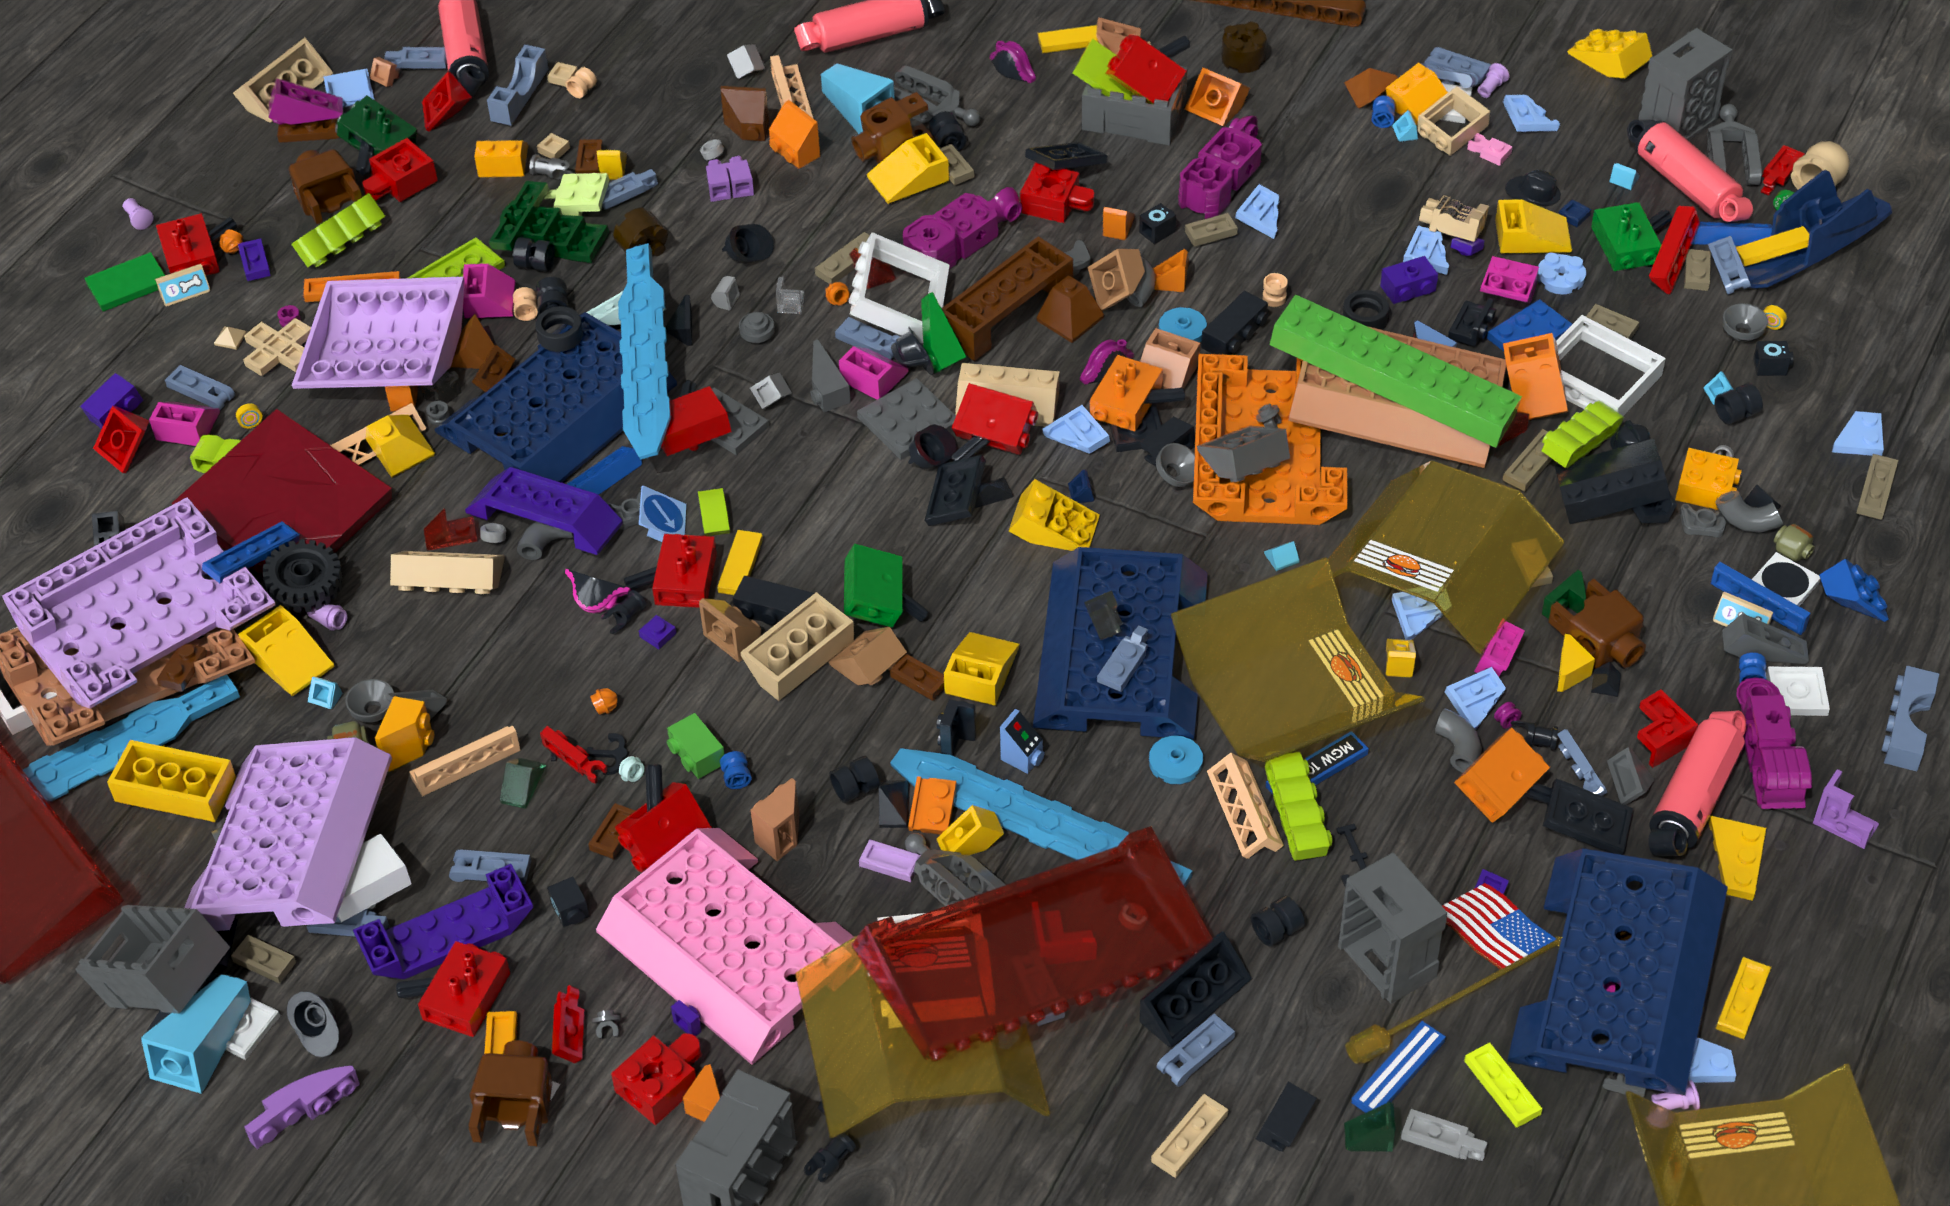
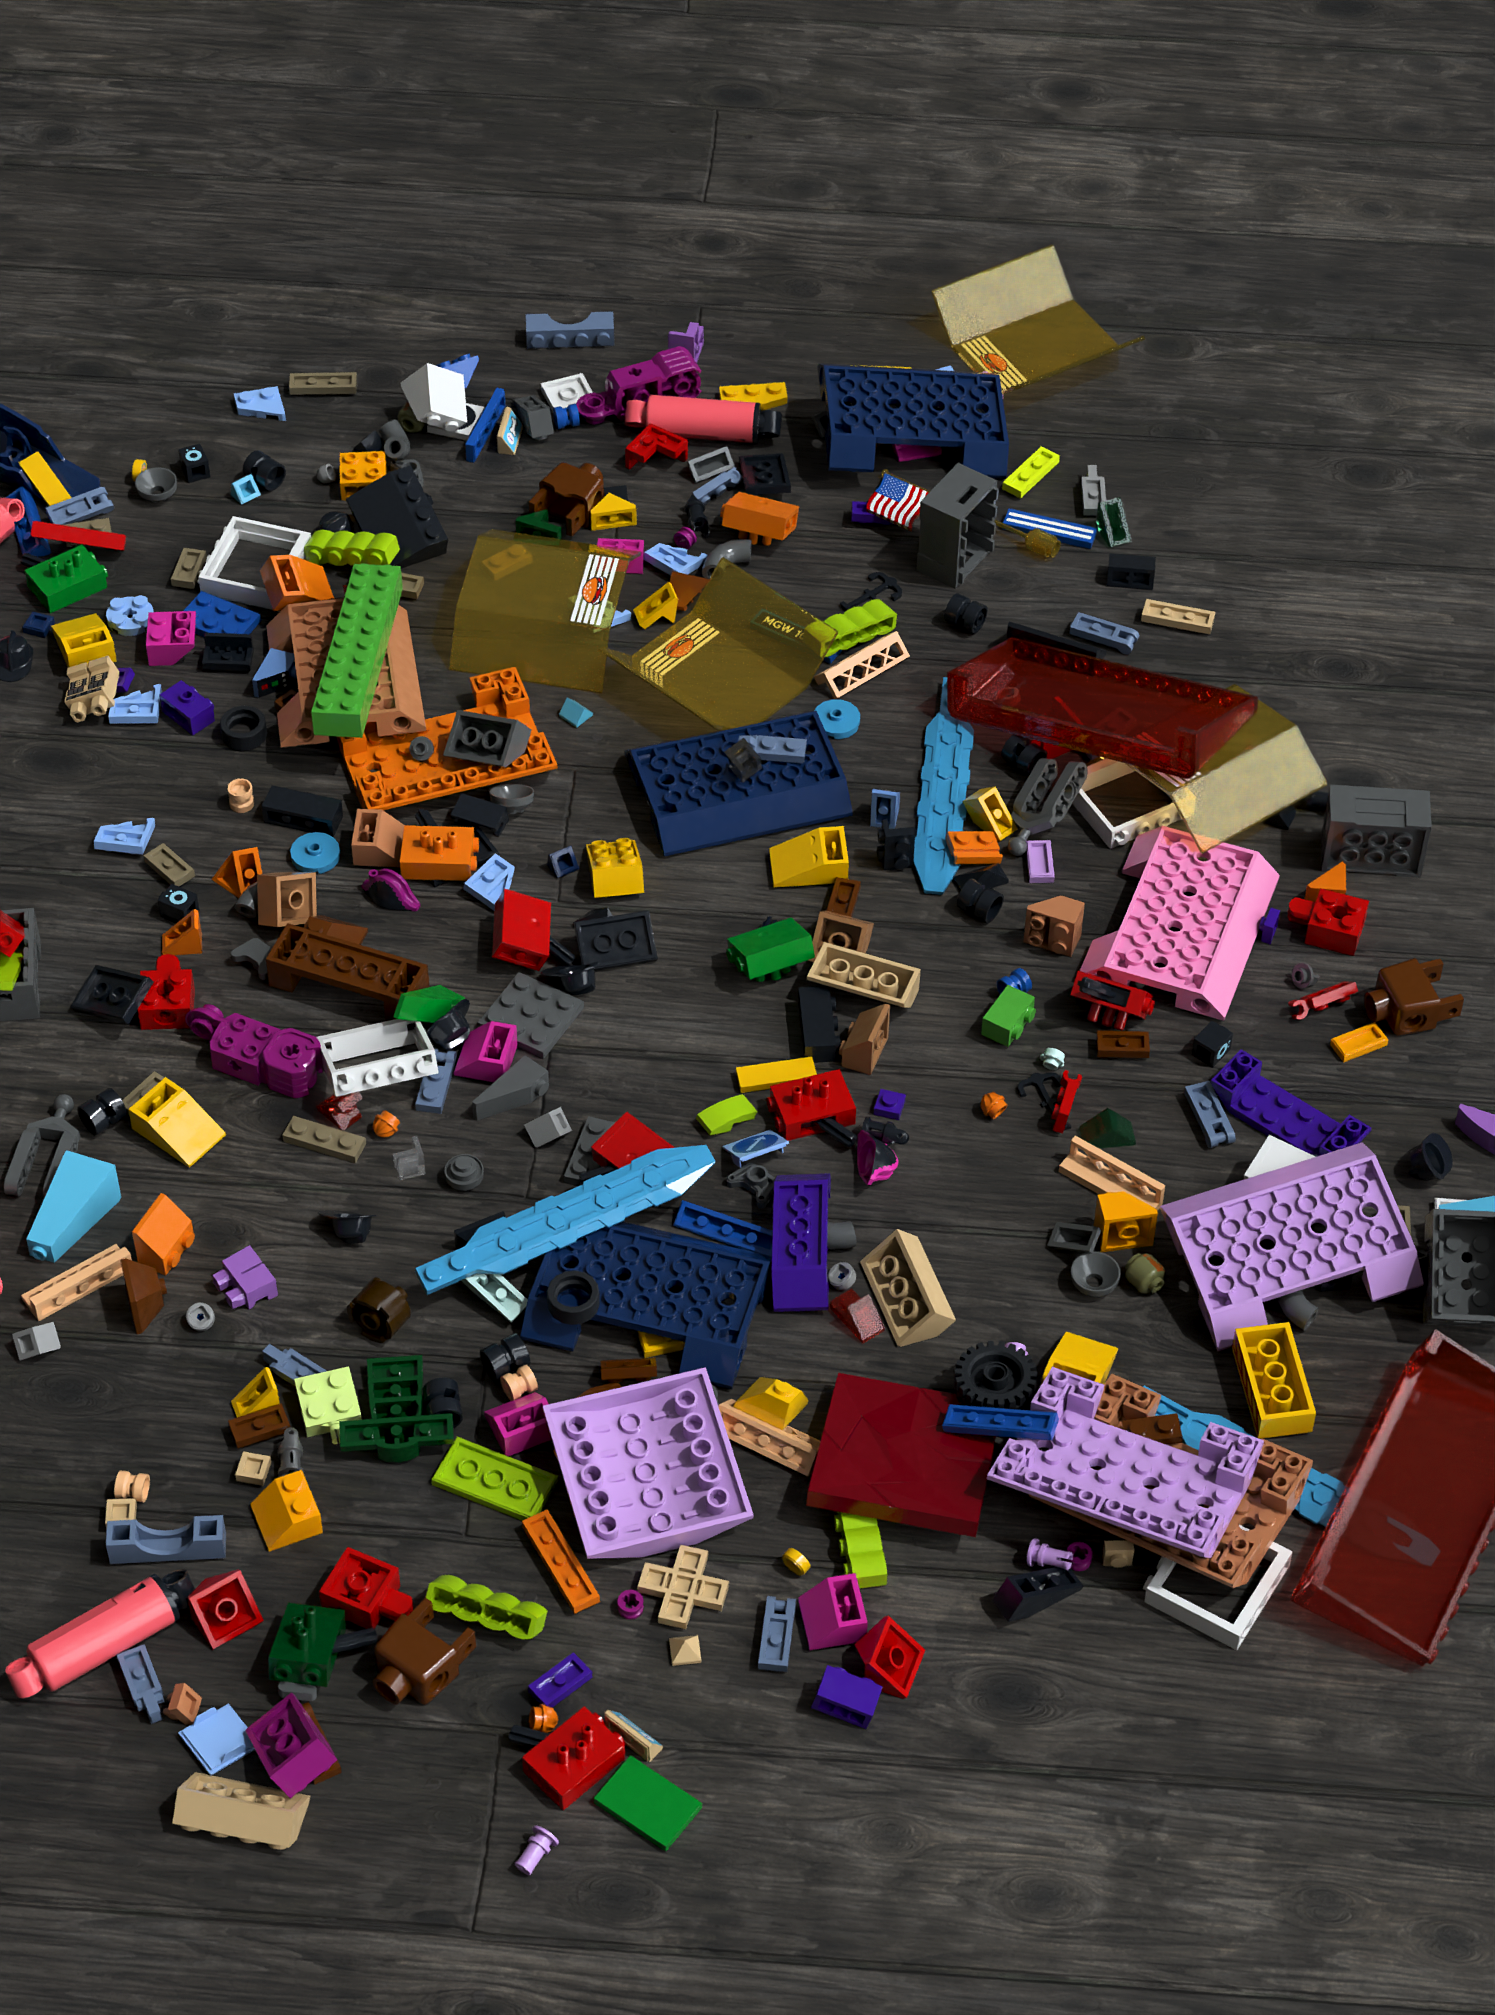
camera: 115 degrees left, 0 degrees up
(324, 692) = (1101, 1324): medium azure slope -> none
(460, 989) = (1336, 1079): red piece -> none
(726, 293) = (425, 1215): light grey brick -> none
(888, 127) = (138, 1158): reddish brown piece -> none
(1028, 384) = (469, 942): tan slope -> none
(1220, 167) = (78, 868): magenta brick -> none
(1431, 687) = (686, 588): none -> dark orange slope
(1789, 543) = (437, 397): none -> white slope

